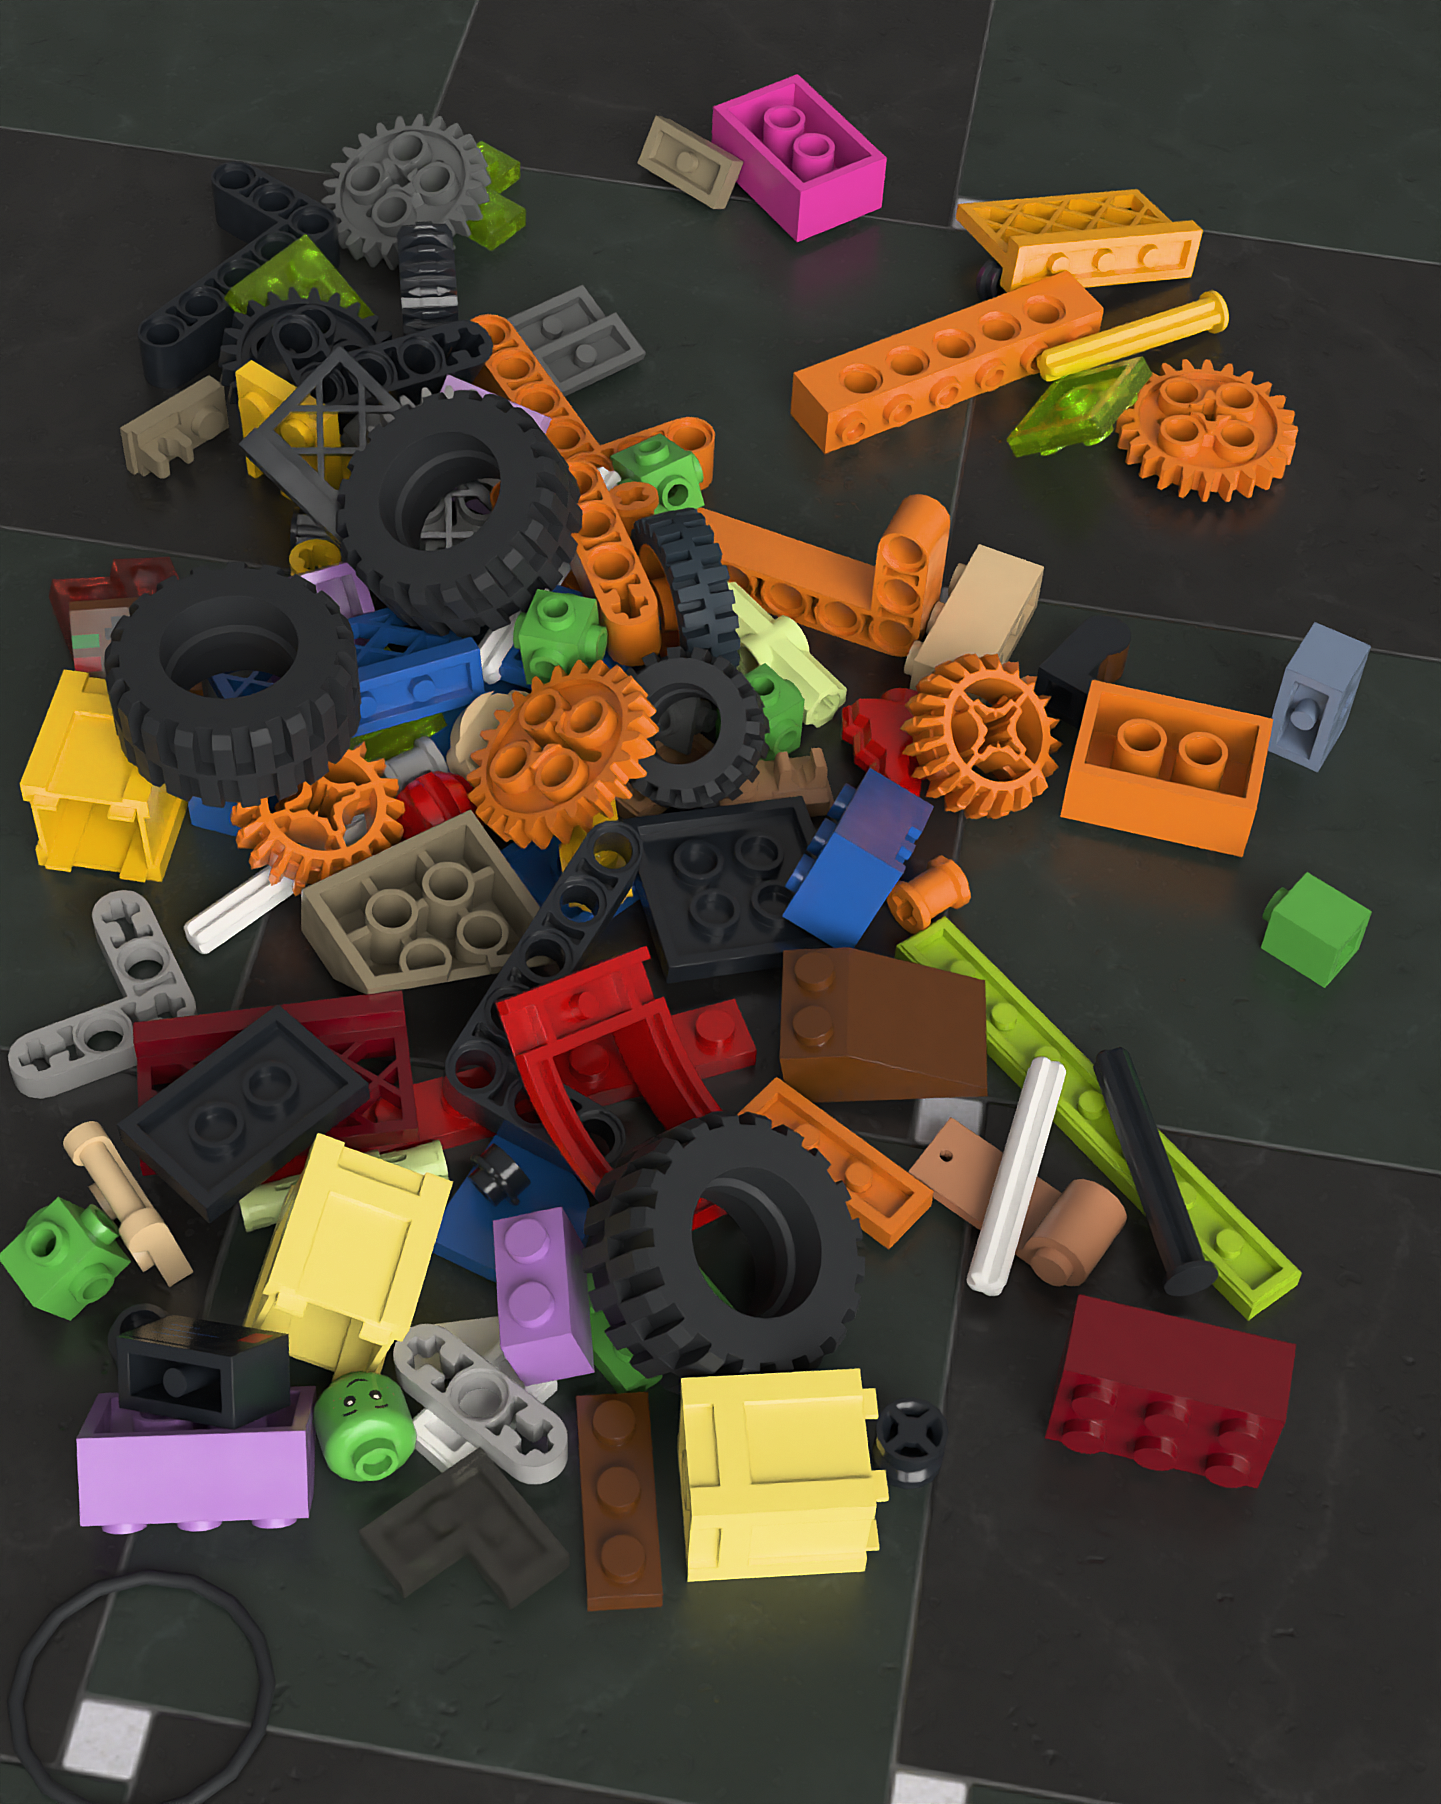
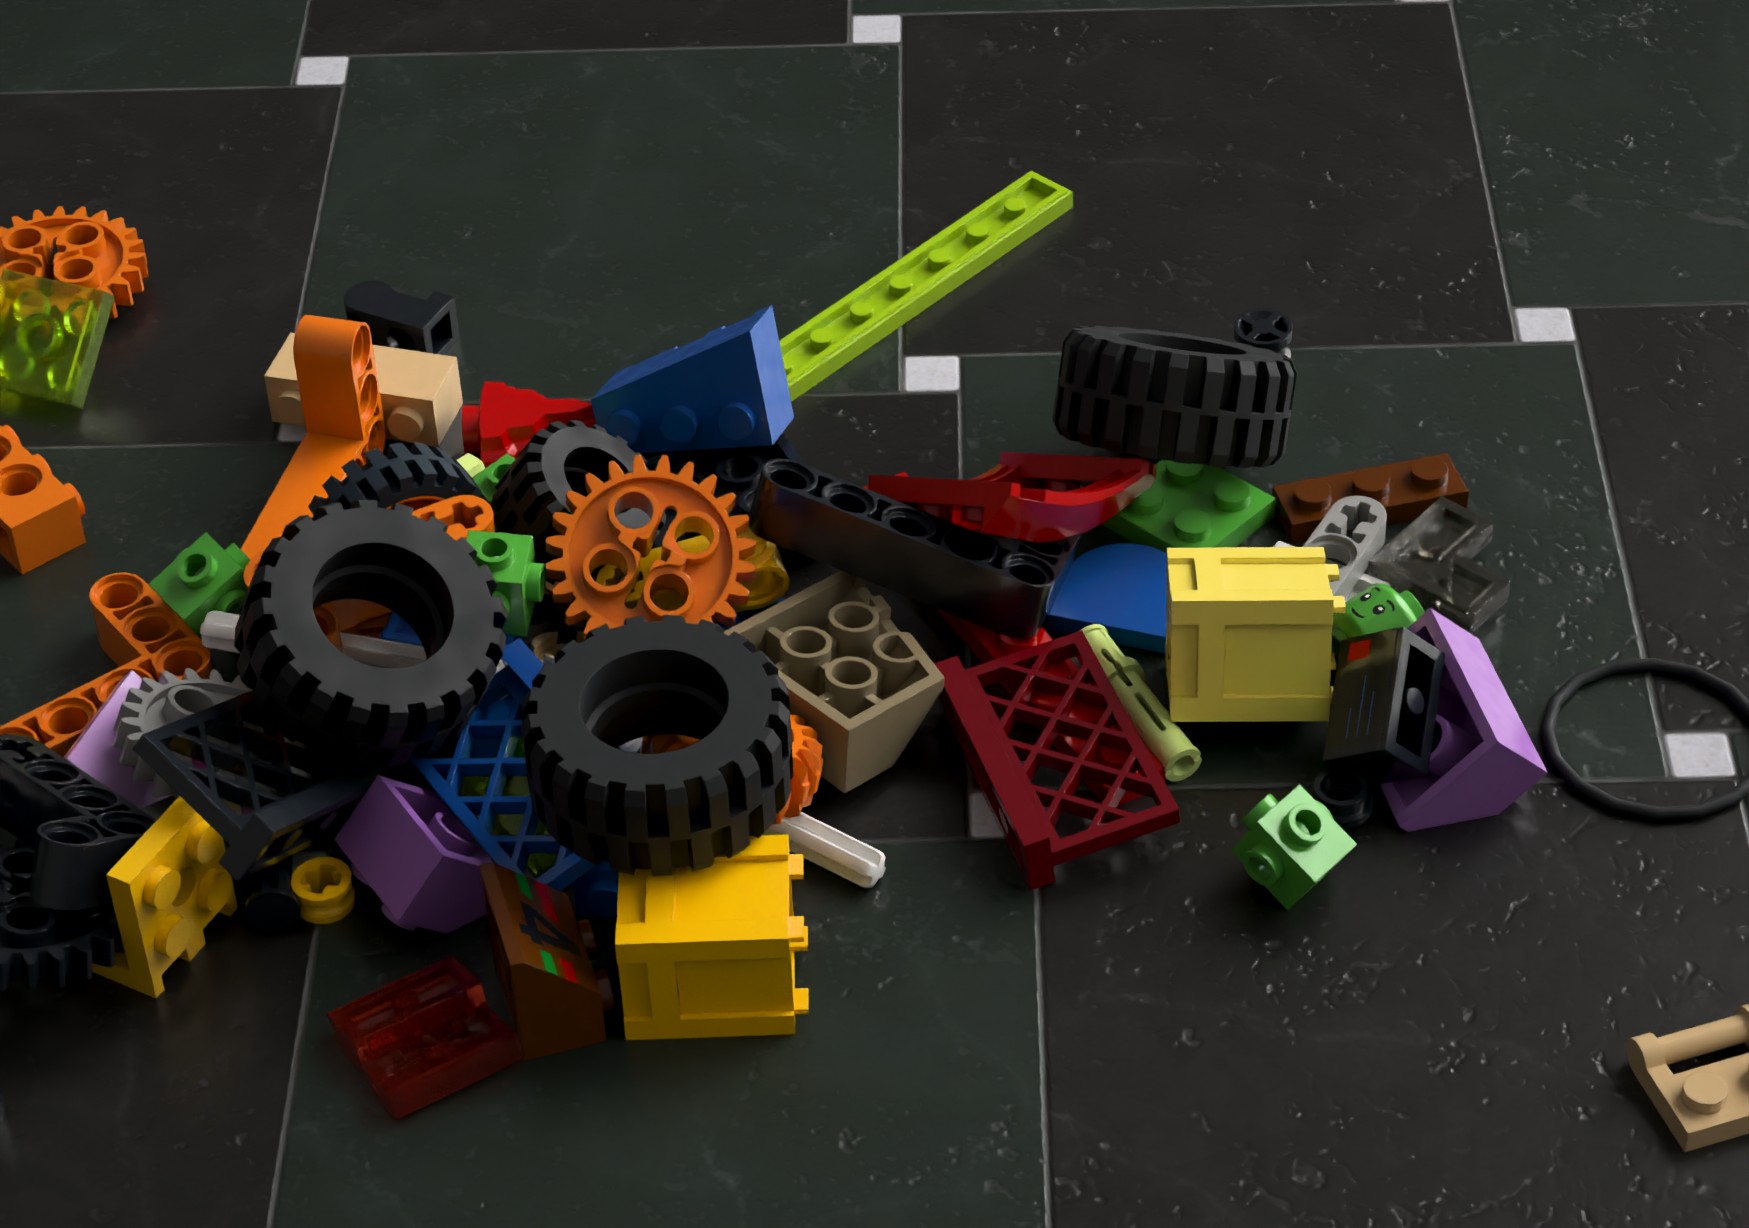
camera: 95 degrees left, 10 degrees down
(123, 1198) = (1210, 818): tan plate -> none
(140, 1002) = (960, 895): light grey beam -> none
(175, 428) = (118, 1055): dark tan plate -> none
(243, 1112) = (1116, 725): black plate -> none
(498, 1176) = (1107, 584): black plate -> none
(542, 1297) = (1233, 510): medium lavender brick -> none
(777, 1474) = (1352, 380): light yellow container -> none
(880, 1028) = (873, 400): reddish brown slope -> none
(881, 1191) = (1004, 415): orange plate -> none
(953, 737) = (525, 348): orange gear -> none
(1016, 1177) = (995, 303): white axle -> none
(1061, 1231) = (1029, 297): nougat door -> none
(1153, 1175) = (969, 235): black axle -> none
(1167, 768) = (530, 252): orange brick -> none
(1170, 1392) = (1189, 199): dark red brick -> none
(1314, 928) = (687, 174): bright green brick -> none
(1316, 696) = (436, 165): sand blue brick -> none

